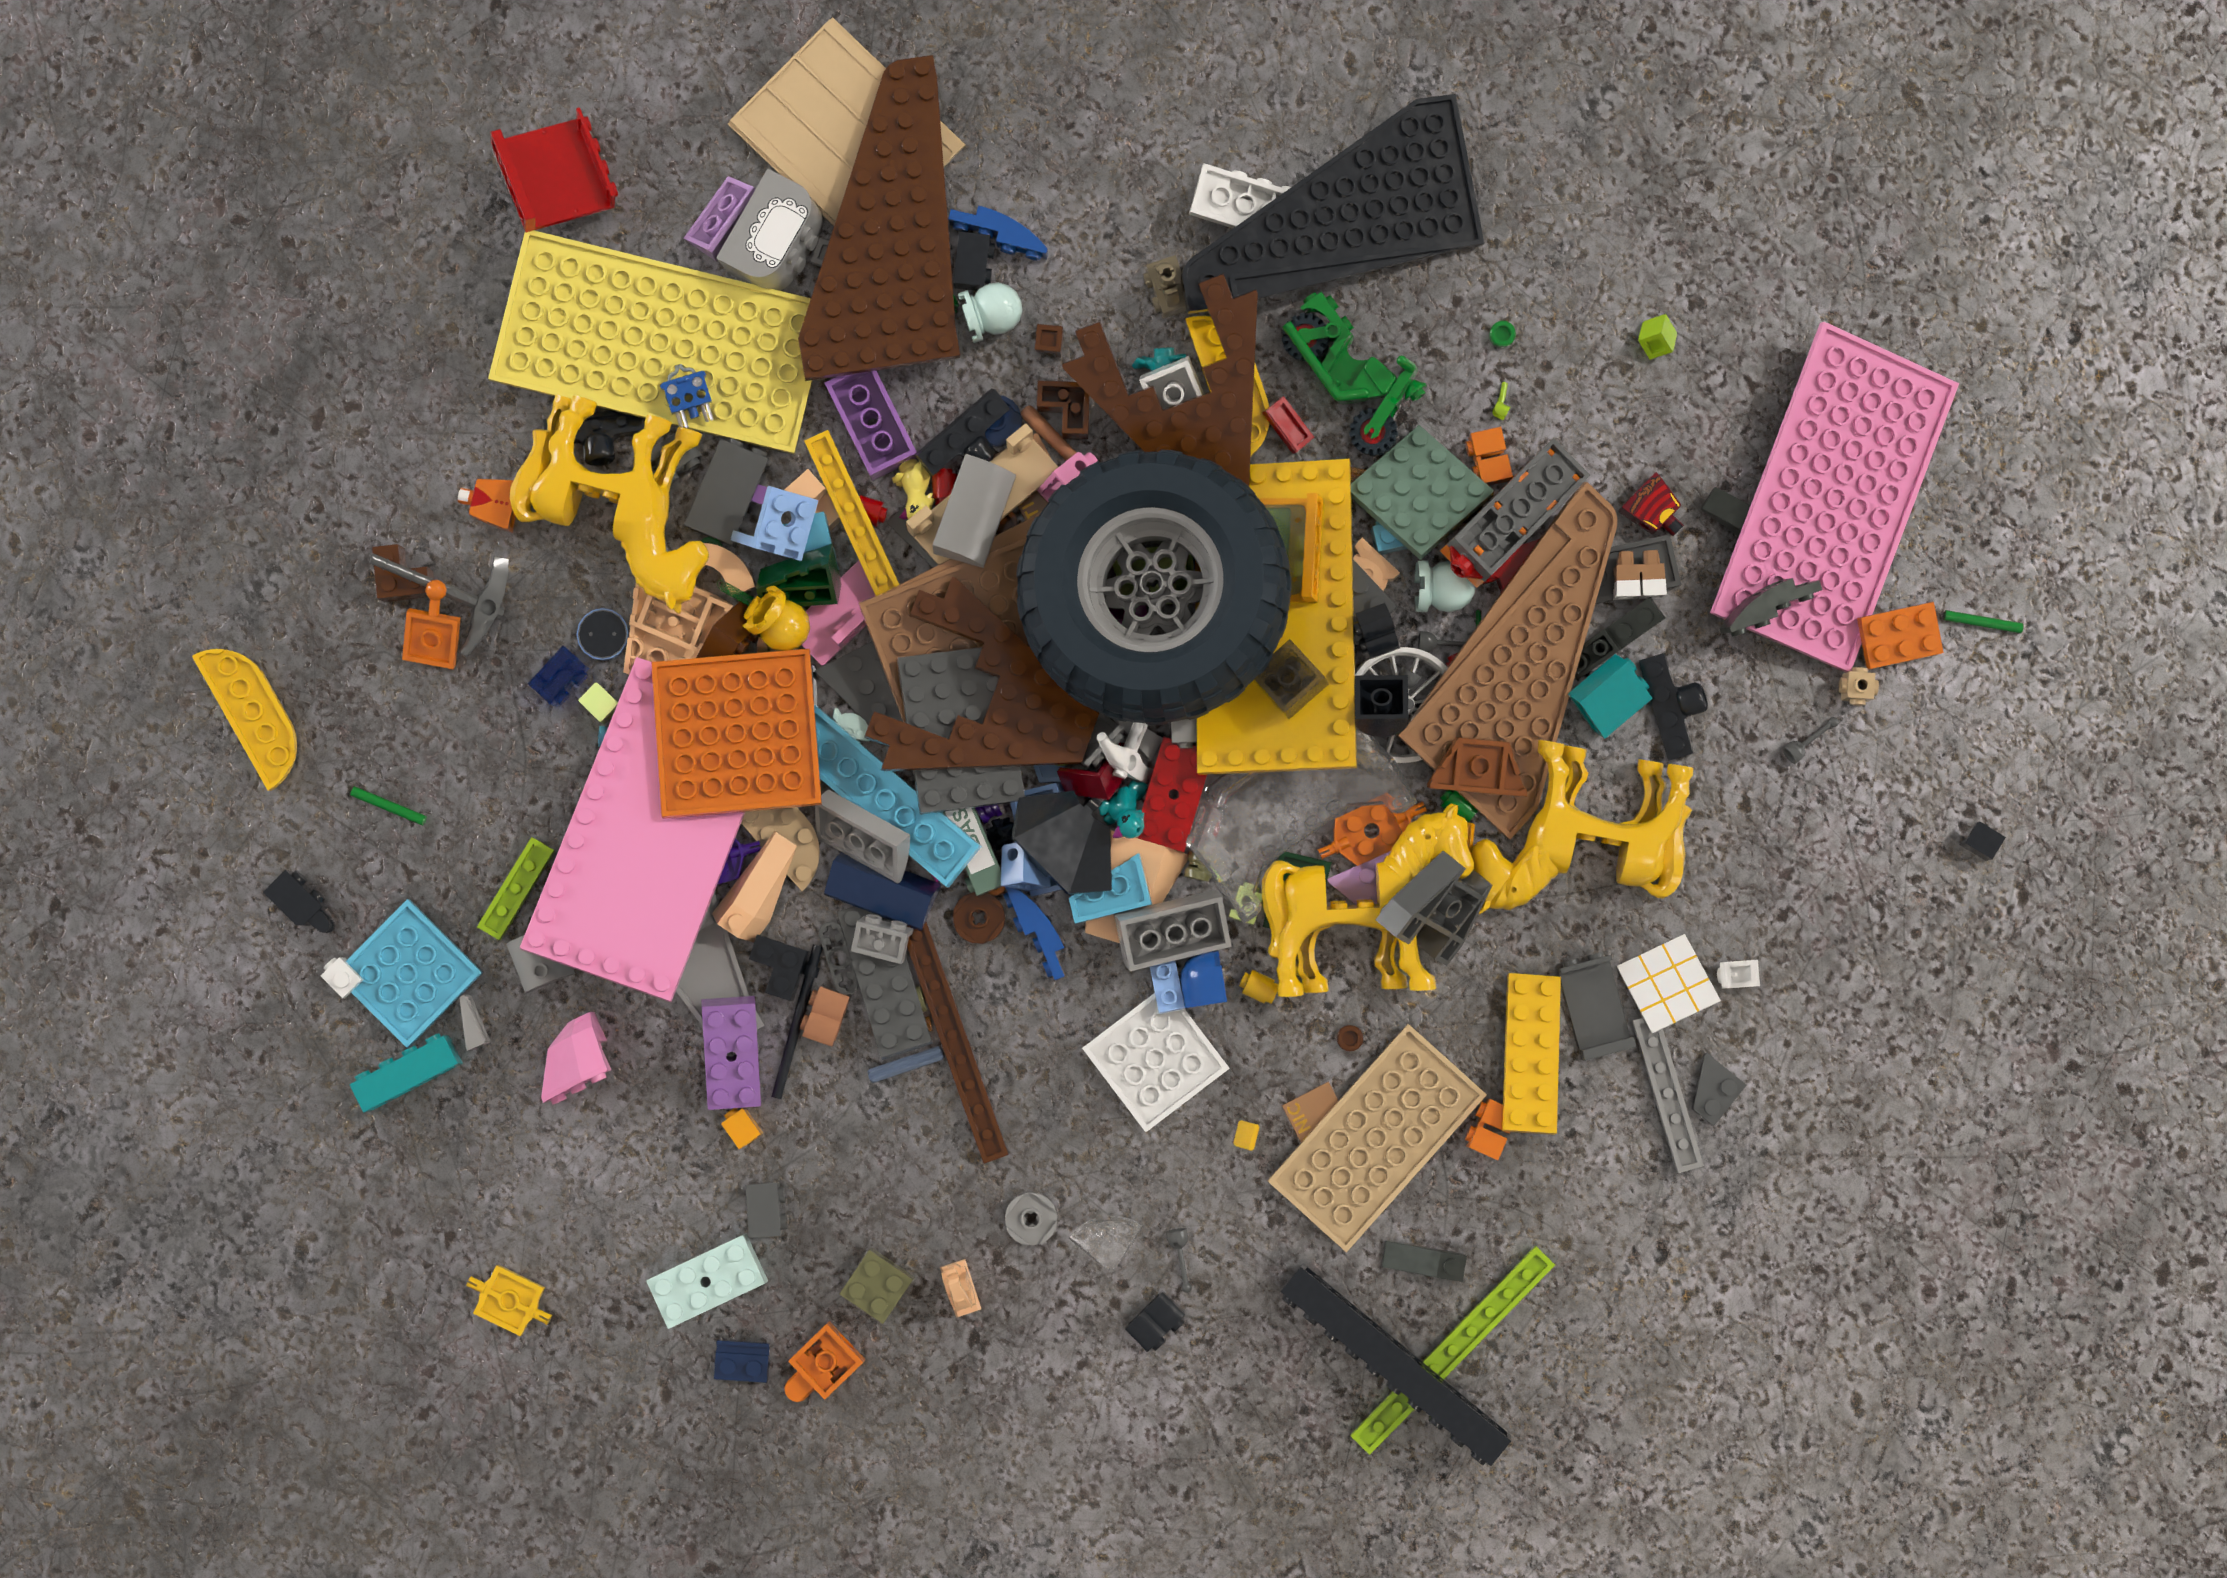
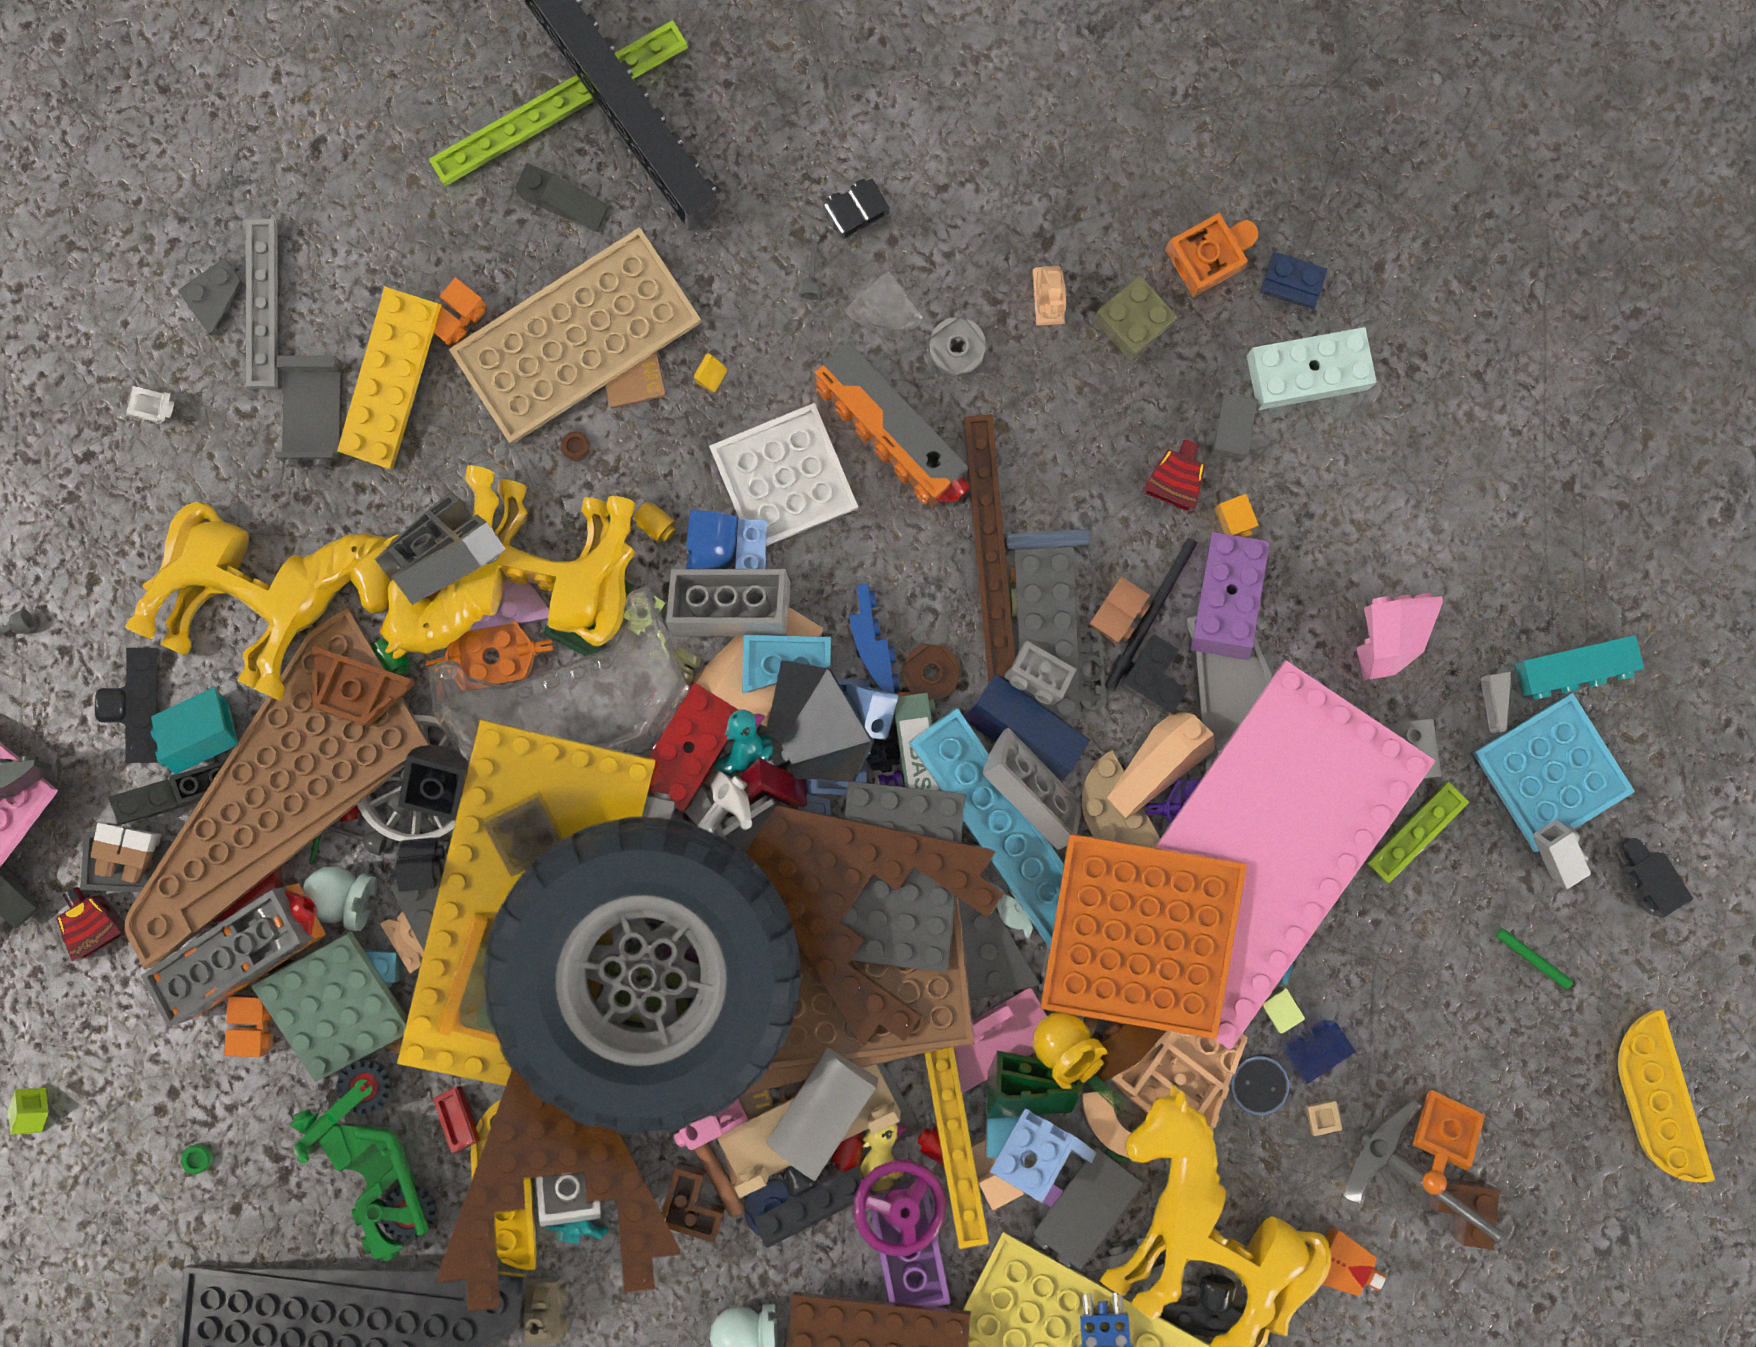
camera: 170 degrees left, 0 degrees up
(341, 976) = (1627, 786): white bracket -> none
(386, 901) = (1562, 853): none -> brick
(509, 1300) = (1522, 403): yellow plate -> none
(540, 621) = (1323, 1117): none -> tan tile
(803, 1150) = (1177, 478): none -> dark red torso
(886, 450) = (900, 1208): none -> magenta piece
(1049, 339) = (690, 1286): reddish brown panel -> none
(1069, 1126) = (891, 427): none -> piece
(1500, 409) = (222, 1075): lime hand -> none
(1668, 983) = (226, 414): white piece -> none

